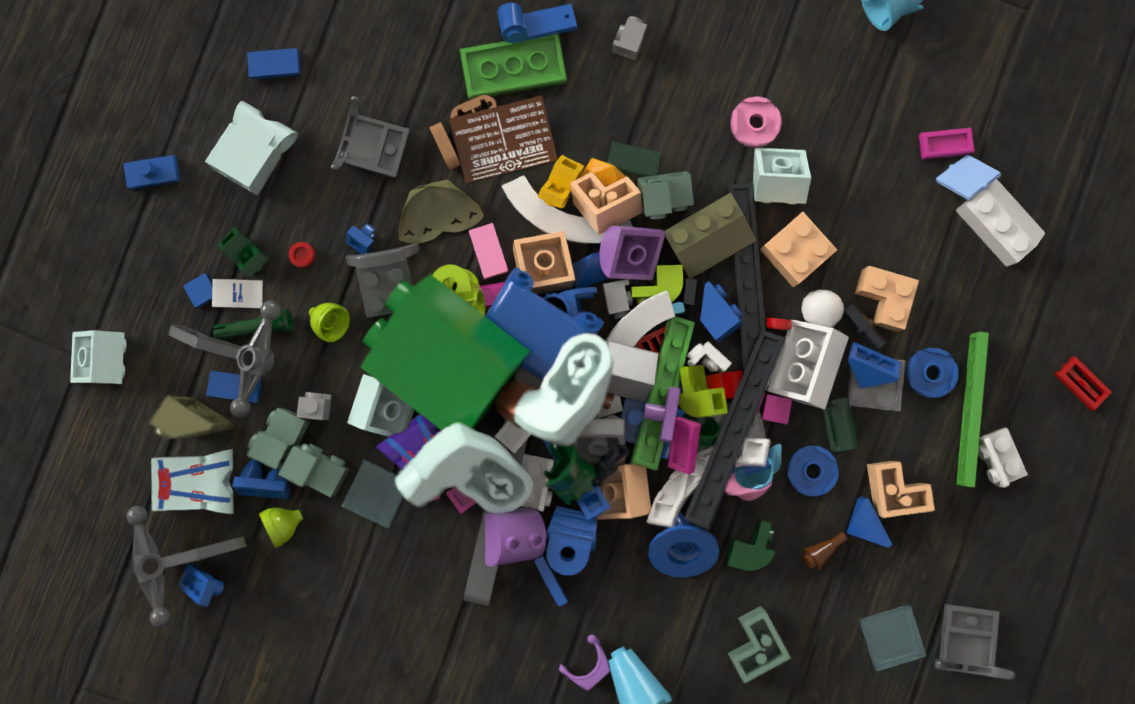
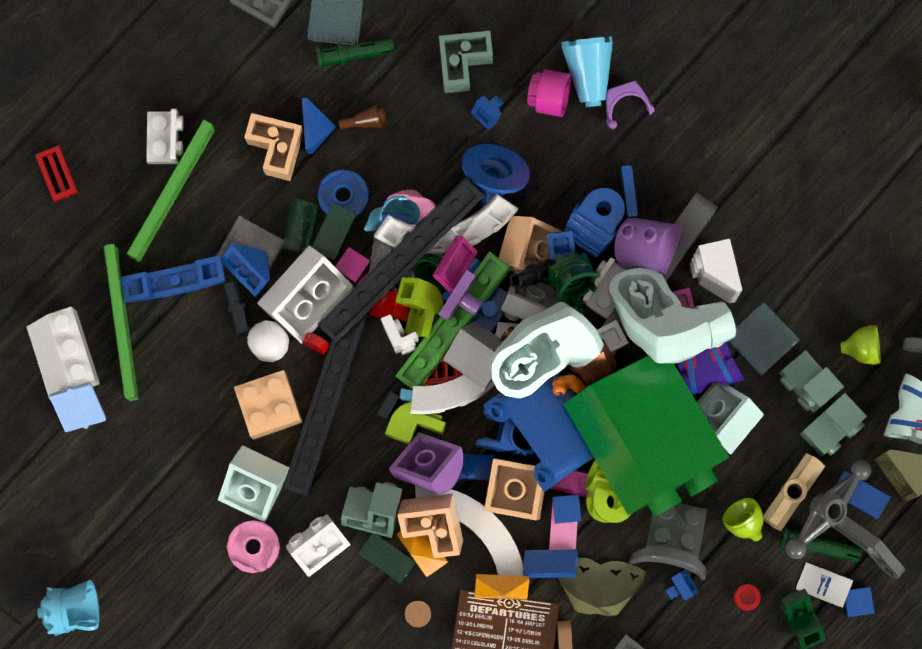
camera: 155 degrees left, 5 degrees down
(251, 482) = (877, 395): blue tile -> none
(289, 380) = (803, 478): none -> tan piece
(314, 406) = (789, 443): light grey brick -> none
(438, 538) = (717, 270): none -> white slope
(486, 211) = (550, 563): none -> blue tile
(491, 265) = (566, 509): none -> blue tile
(521, 172) = (501, 586): none -> light orange slope
(531, 376) = (571, 381): none -> orange arm
(557, 188) = (471, 559): yellow brick -> none
(586, 122) = (418, 614): none -> medium nougat tile
(617, 298) = (459, 427): light grey brick -> none
(663, 646) = (549, 92): none -> dark pink piece
(700, 144) = (317, 545): none -> white bracket
(710, 236) = (346, 450): olive slope -> none
(713, 604) = (487, 111): none -> blue tile
(716, 313) = (370, 375): blue slope -> none
(754, 554) = (431, 140): dark green brick -> none
(807, 433) = (334, 231): none -> clear green tile
(871, 604) = (341, 54): none -> dark green pin
(893, 293) = (197, 322): light nougat brick -> none
(917, 376) = (191, 225): blue tile -> none
(934, 327) = (173, 280): none -> blue slope
(946, 143) = (80, 450): dark pink tile -> none
(963, 270) = (121, 323): none -> bright green tile

